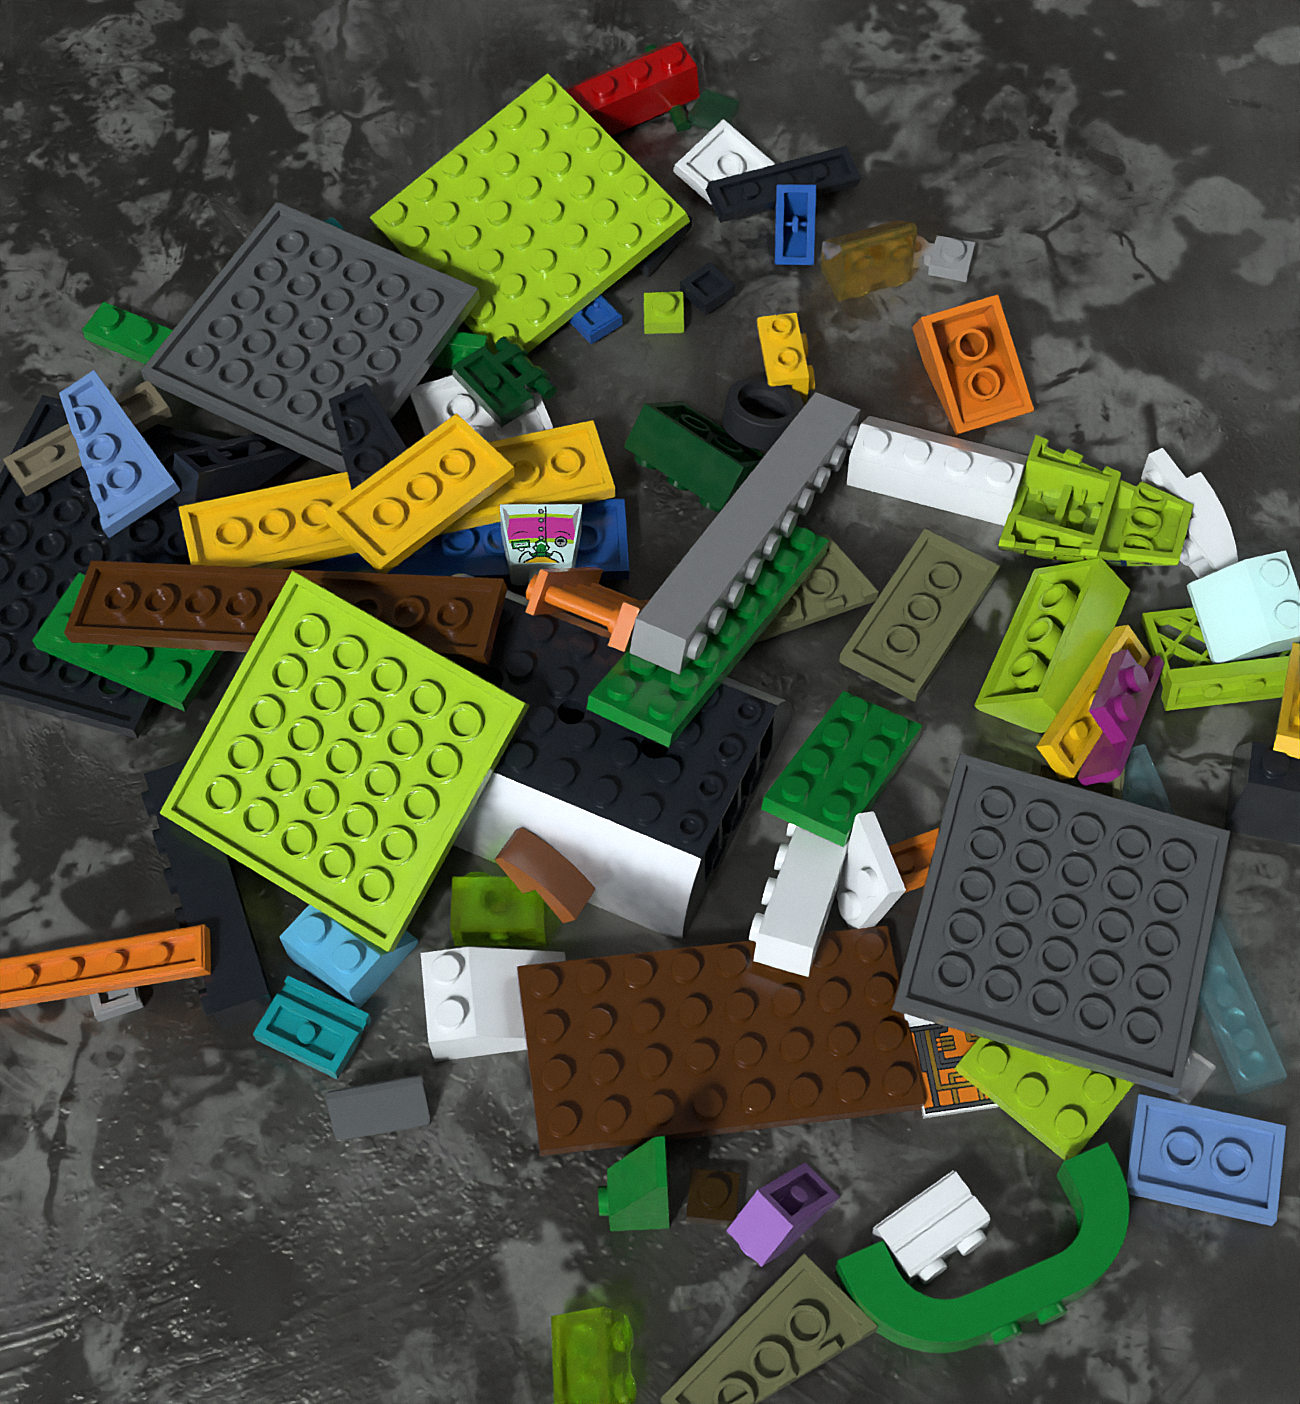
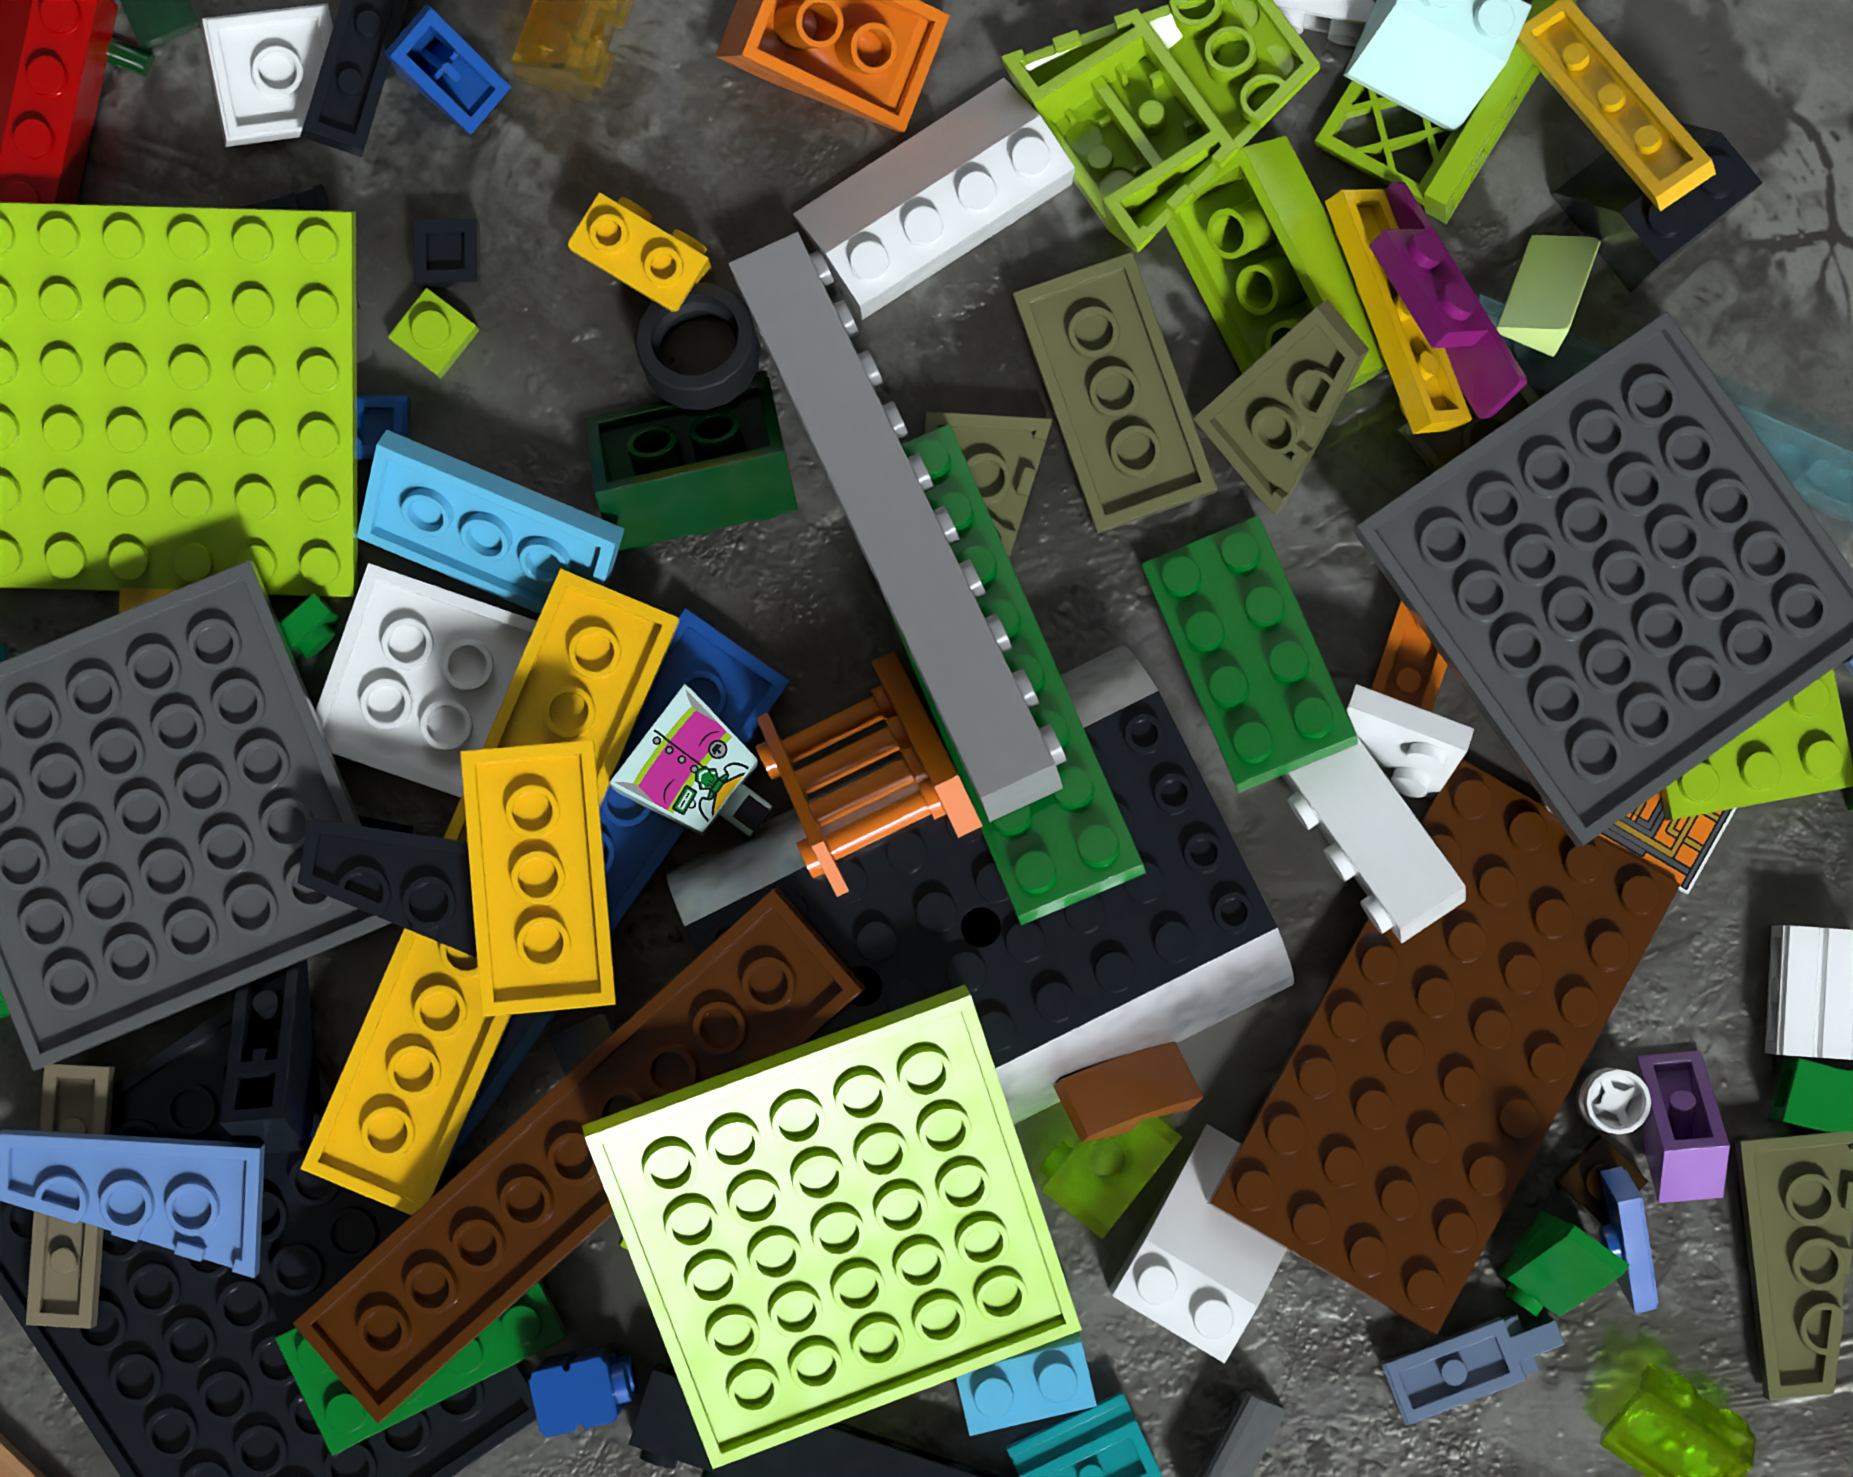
camera: 50 degrees left, 25 degrees up
(156, 725) = (582, 1389): none -> blue brick
(495, 388) = (399, 643): dark green plate -> none
(538, 1200) = (1467, 1365): none -> sand blue hinge
(586, 376) = (479, 525): none -> medium azure plate
(687, 1225) = (1629, 1238): none -> plate
(768, 1150) = (1622, 1105): none -> white wheel
(991, 682) = (1285, 403): none -> olive wing
(1180, 776) = (1547, 290): none -> yellowish green slope

